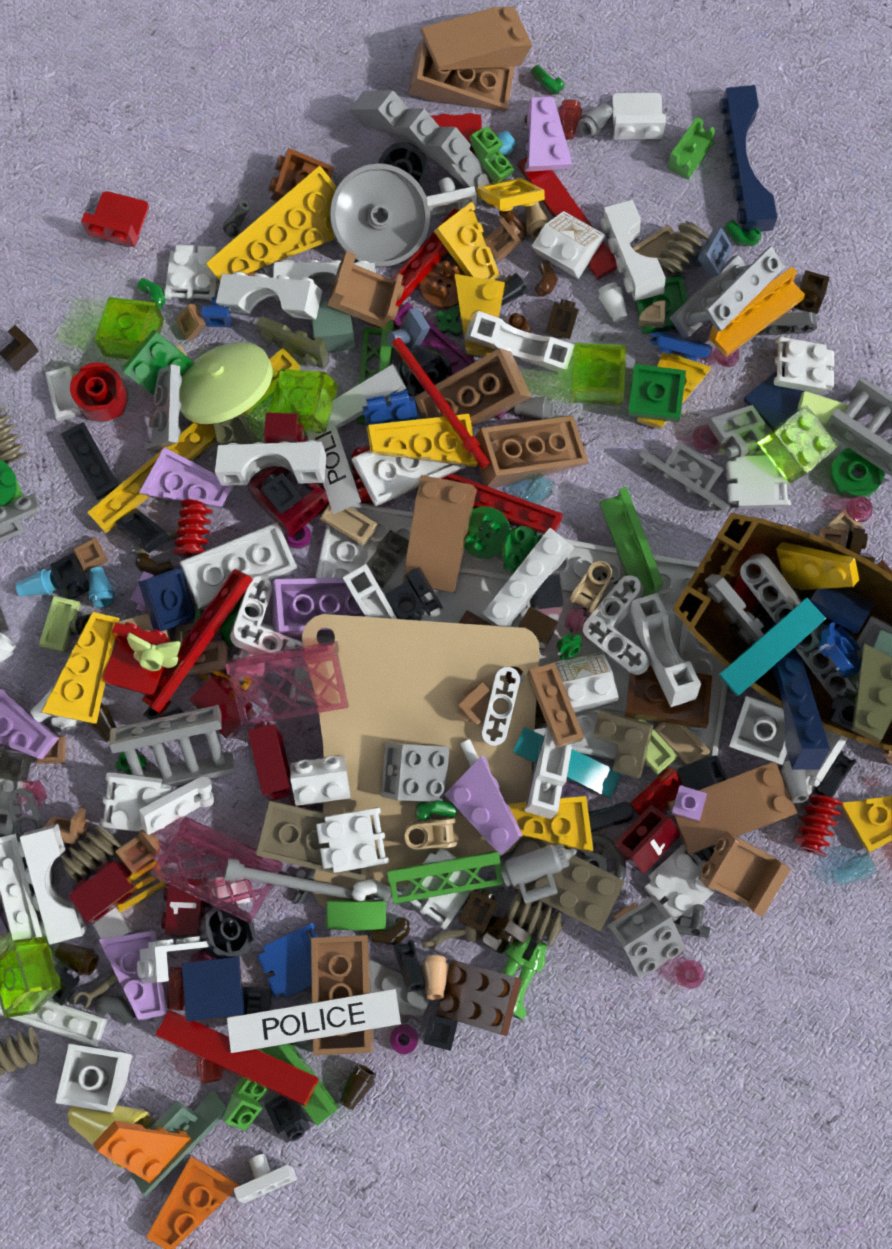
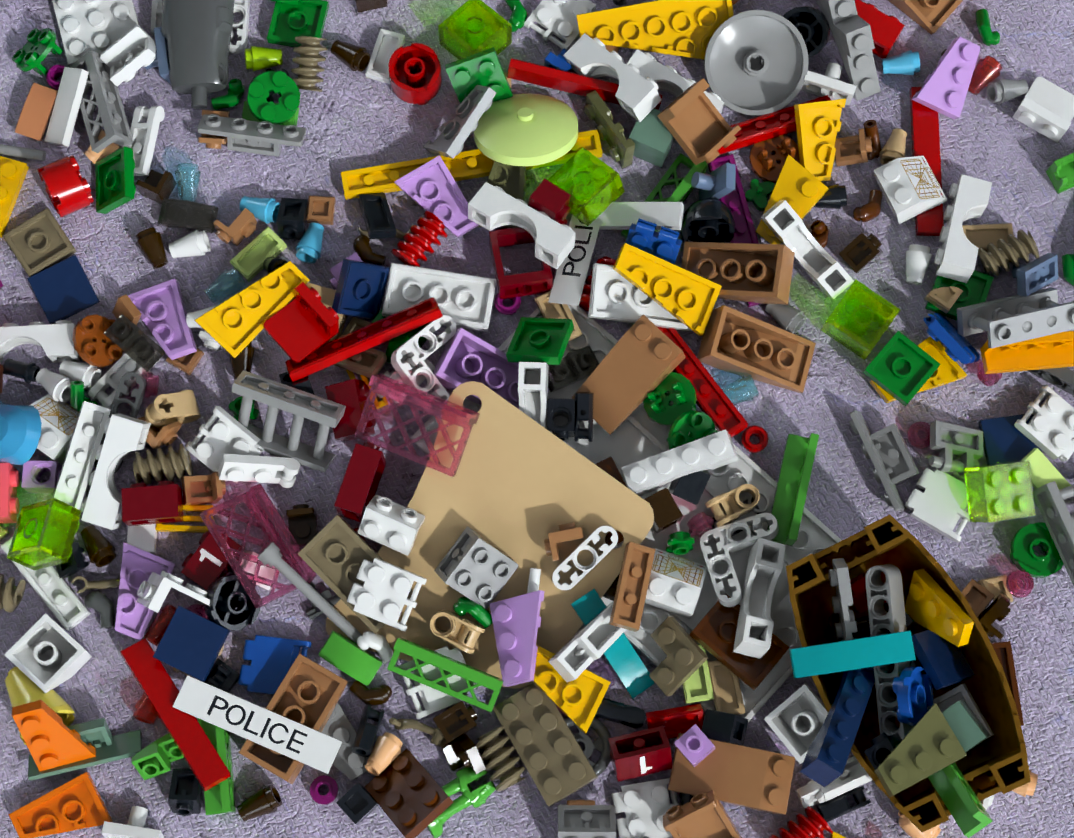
camera: 25 degrees right, 0 degrees up
(31, 610) = (241, 227): none -> medium nougat bracket
(34, 409) = (351, 55): none -> dark brown cone
(47, 668) = (225, 284): none -> clear light blue cone
(68, 799) = (172, 408): none -> tan piece
(90, 460) = (371, 128): black plate -> none
(152, 656) = (317, 331): yellowish green animal -> none
(190, 322) = (533, 53): medium nougat tile -> none
(229, 324) = (563, 80): none -> red tile
(243, 827) = (302, 523): none -> dark brown bracket
(280, 492) = (512, 255): black bracket -> none
(347, 549) = (540, 340): none -> green plate
(470, 443) = (704, 313): red bar -> none
(487, 150) = (888, 62): bright green slope -> none
(510, 194) = (884, 112): yellow plate -> none
(534, 866) = (527, 714): light grey piece -> none
(574, 516) = (754, 431): none -> red plate
(795, 782) = (800, 788): light grey cone -> none

